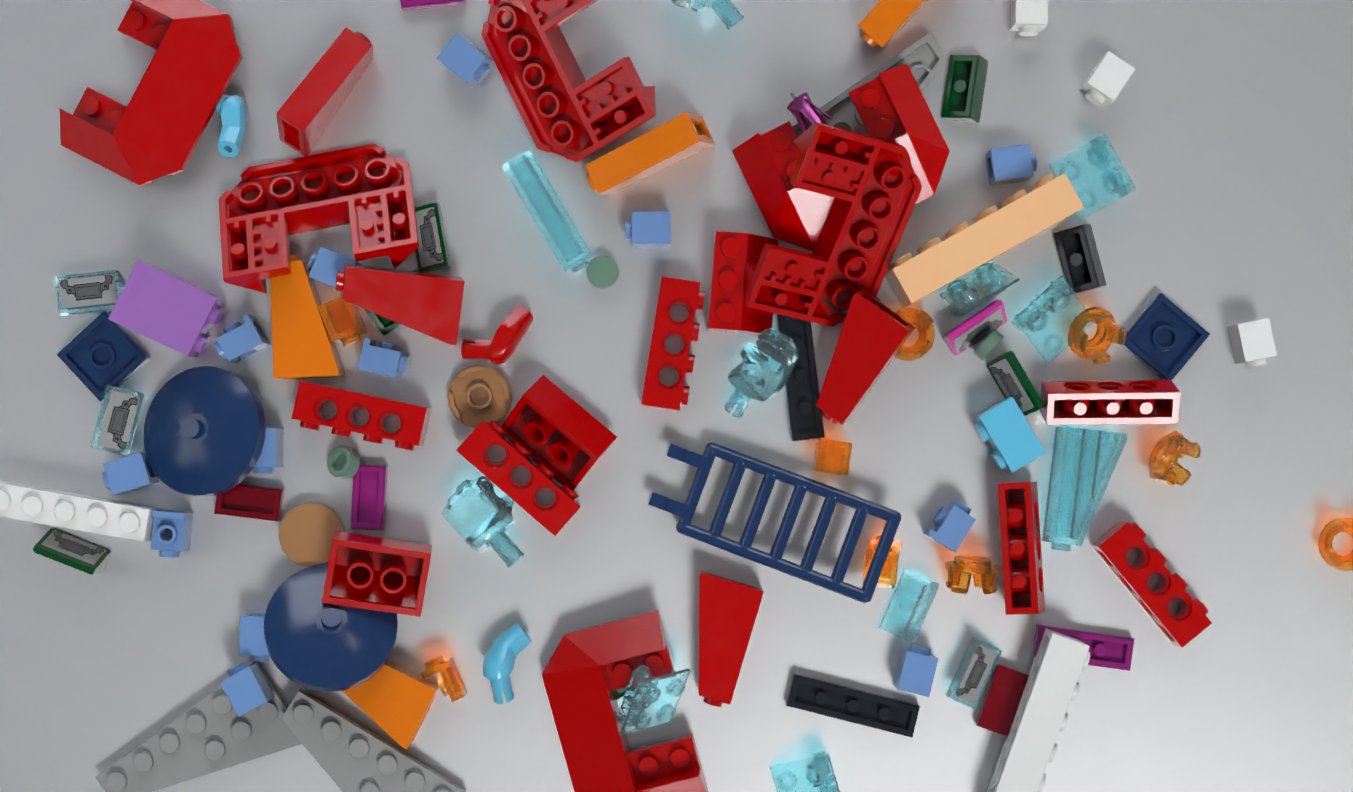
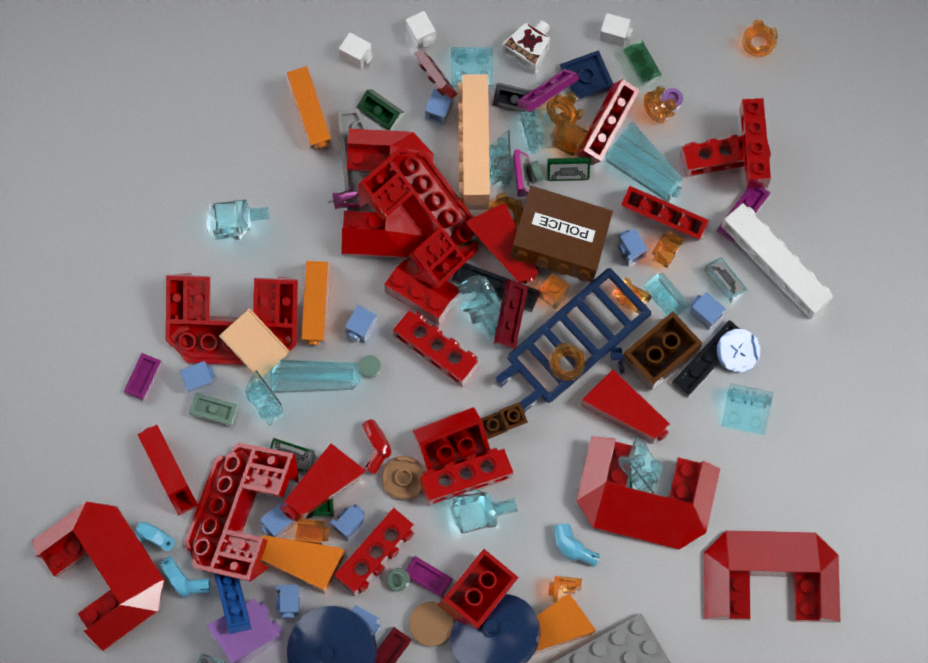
camera: 60 degrees left, 15 degrees down
(183, 278) = (233, 604): none -> blue tile
(194, 190) = (180, 582): none -> medium azure arm
(435, 105) = (213, 409): none -> sand green plate
(485, 147) = (263, 398): none -> clear light blue hinge
(546, 107) = (254, 343): none -> light nougat piece
(620, 484) = (504, 420): none -> reddish brown slope
(720, 529) = (567, 350): none -> clear orange piece
(766, 418) = (510, 314): none -> dark red plate
(785, 587) = (616, 355): none -> dark blue hand
(825, 642) = (662, 351): none -> reddish brown brick
(882, 739) = (738, 350): none -> tile
(912, 427) = (561, 234): none -> reddish brown panel
(1002, 700) = (750, 272): dark red tile -> none
(1008, 435) = (596, 186): medium azure brick -> none
(1050, 135) = (435, 74): none -> plate
(1058, 362) = (568, 137): none -> clear orange brick
(1110, 298) = (547, 90): none -> magenta tile
(1165, 236) = (528, 45): none -> white torso
(1184, 620) = (755, 143): none -> red brick
(1198, 467) = (673, 93): none -> medium lavender tile
(1223, 403) = (642, 63): none -> clear green plate

